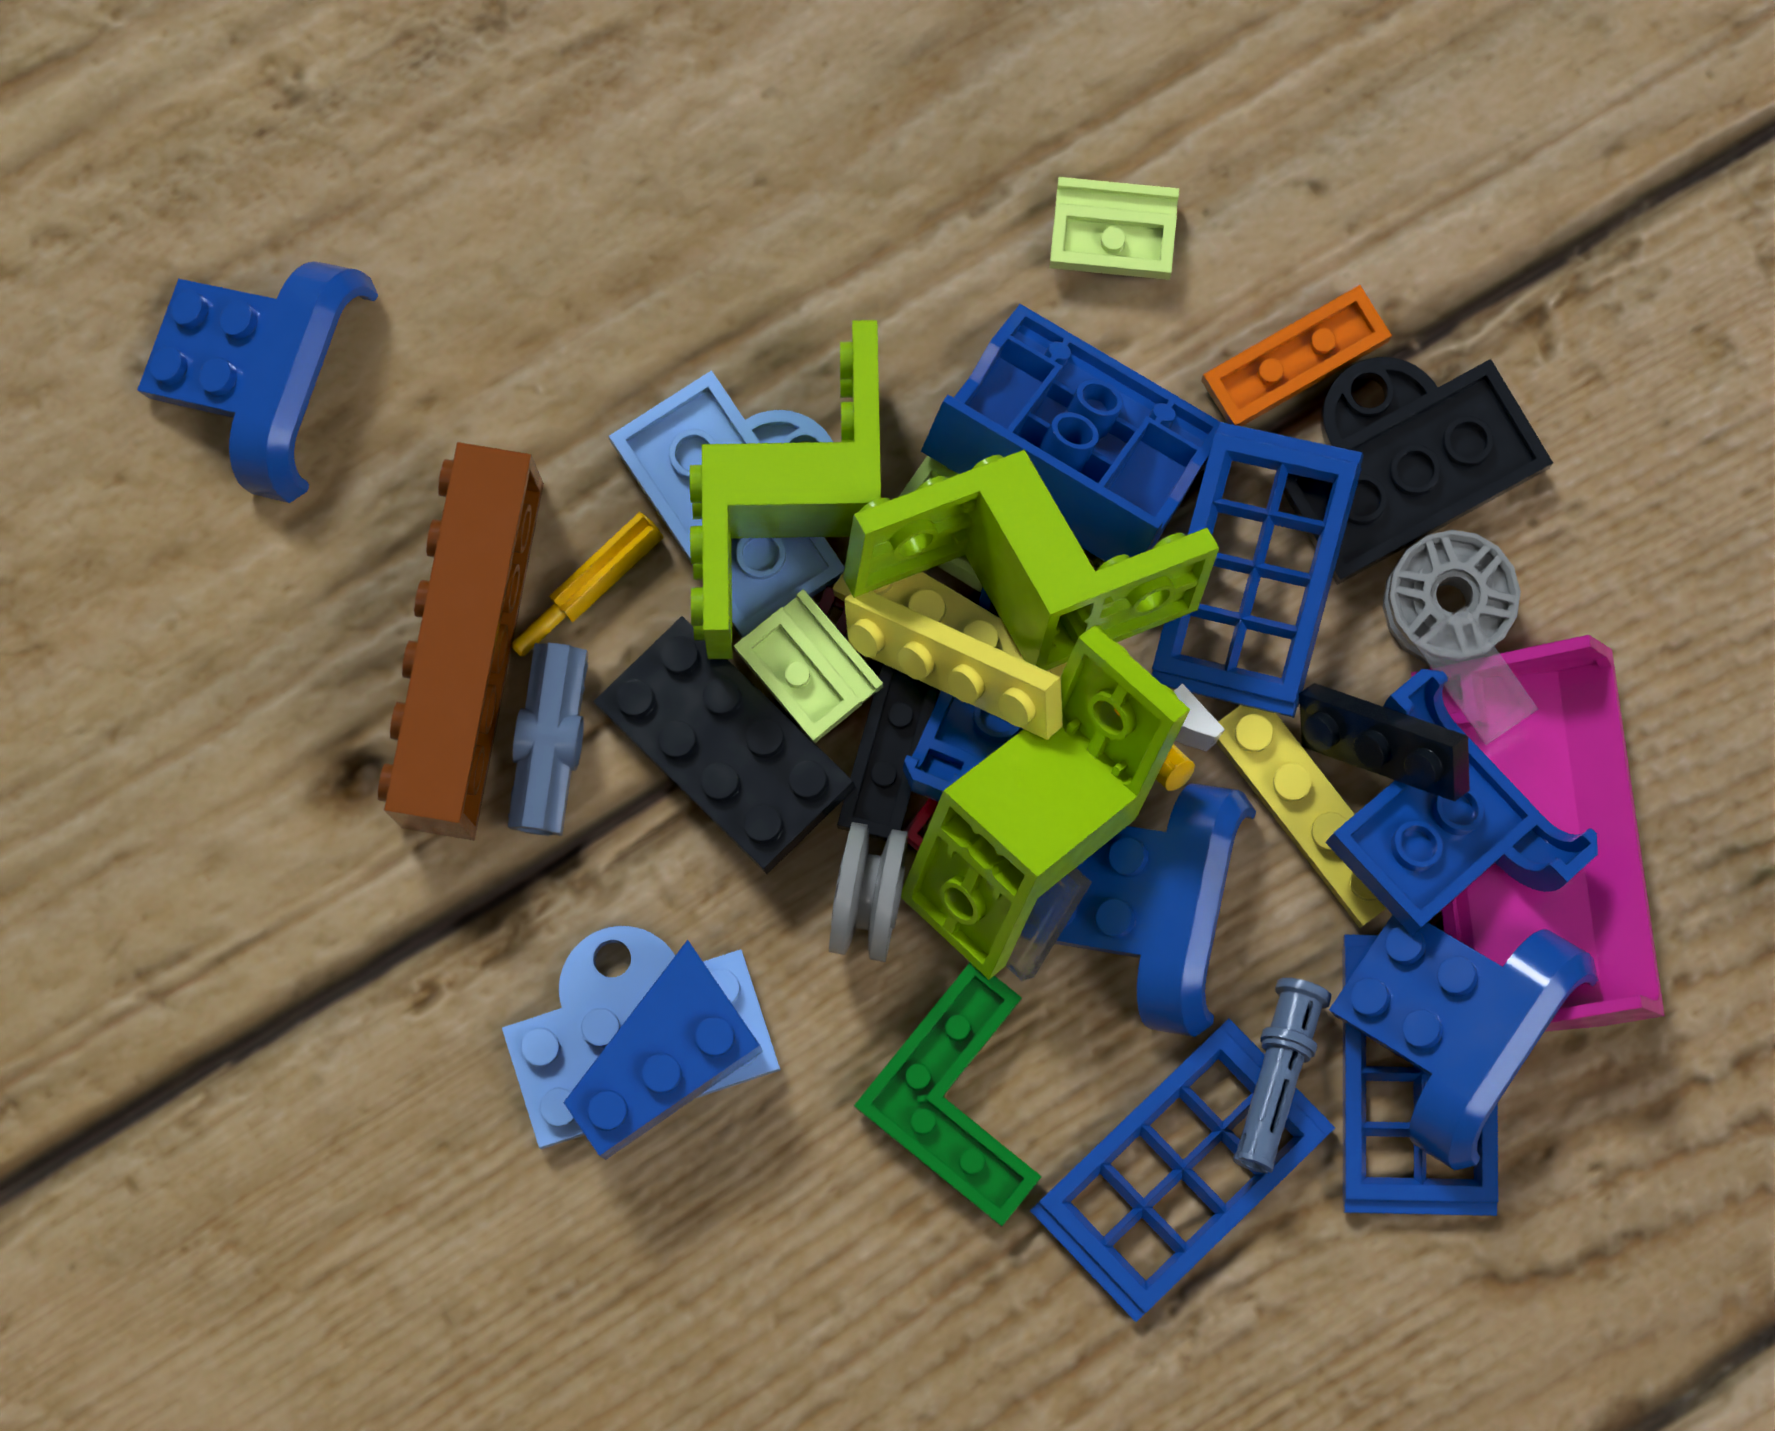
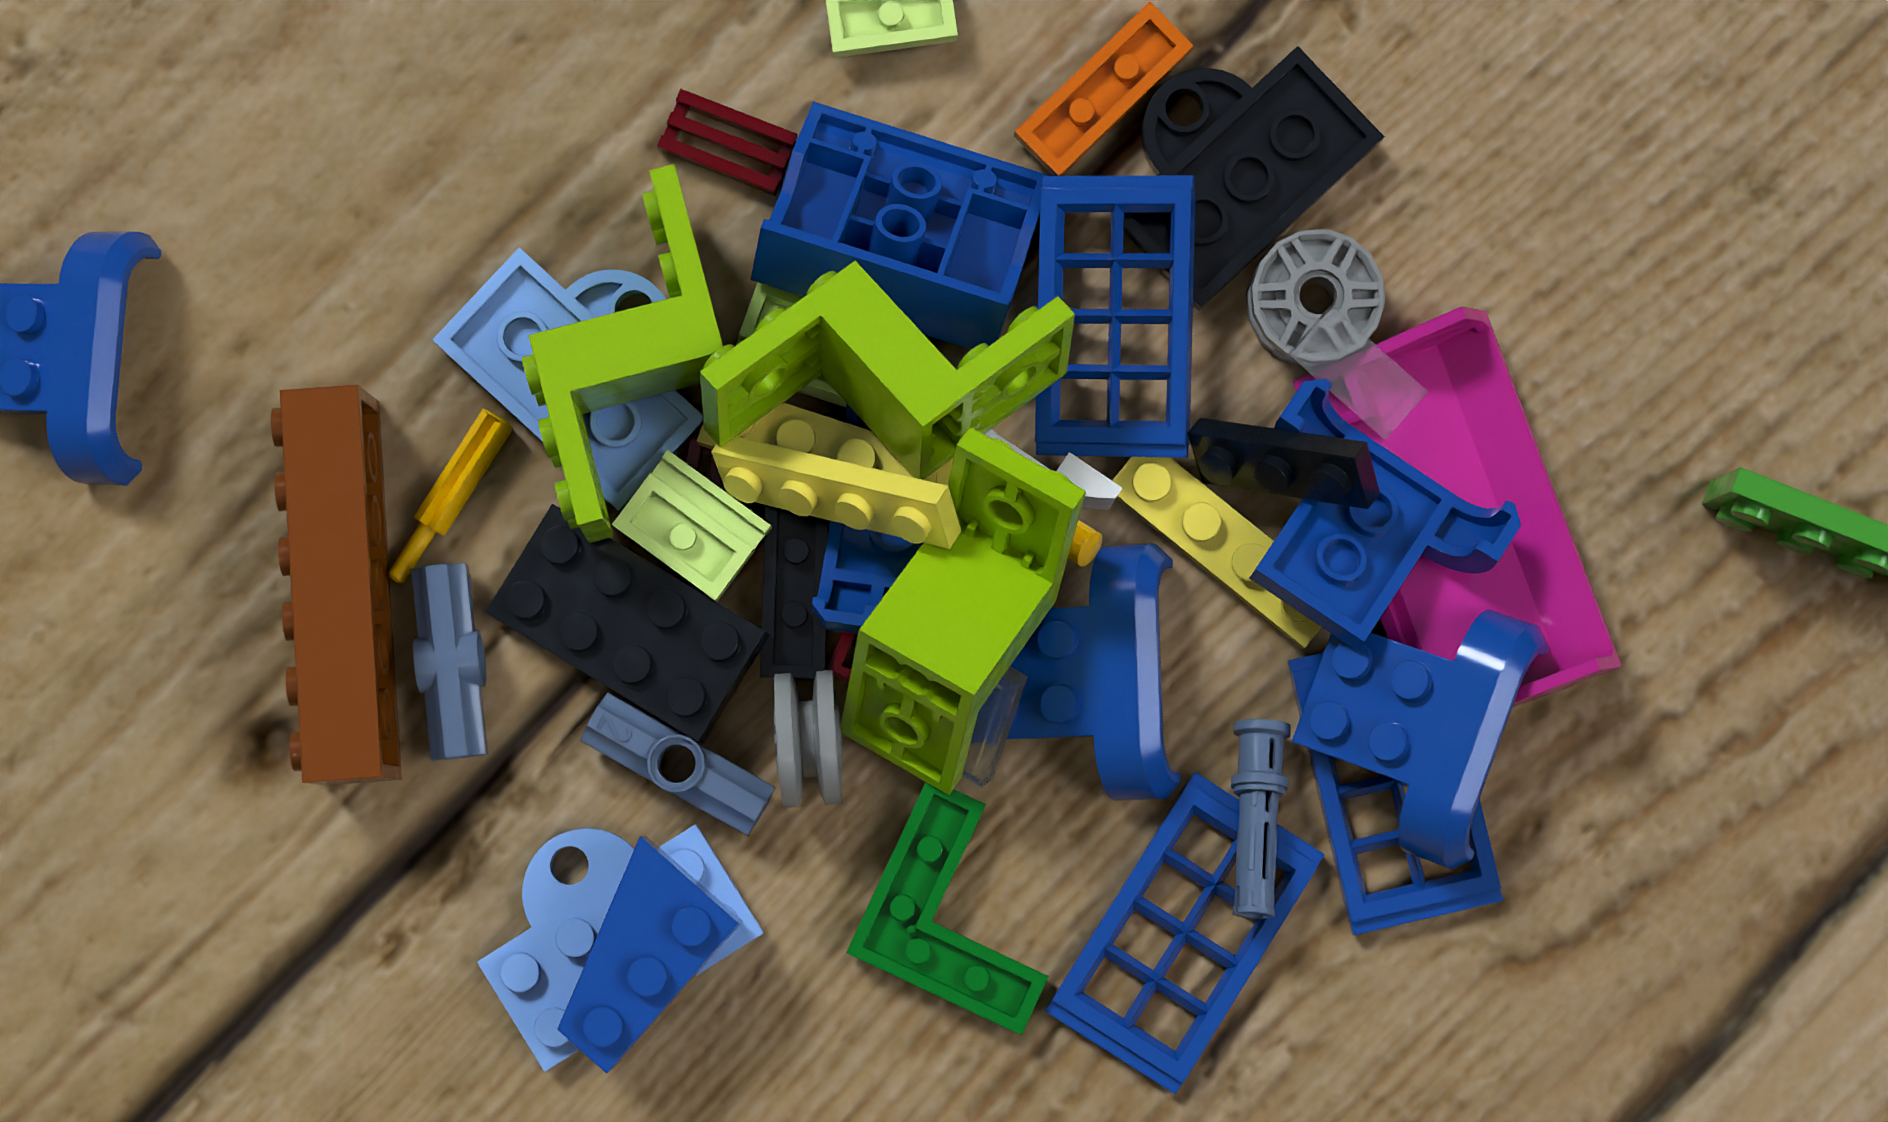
camera: 20 degrees left, 5 degrees up
(710, 859) = (641, 742): none -> sand blue piece
(889, 292) = (678, 122): none -> dark red tile

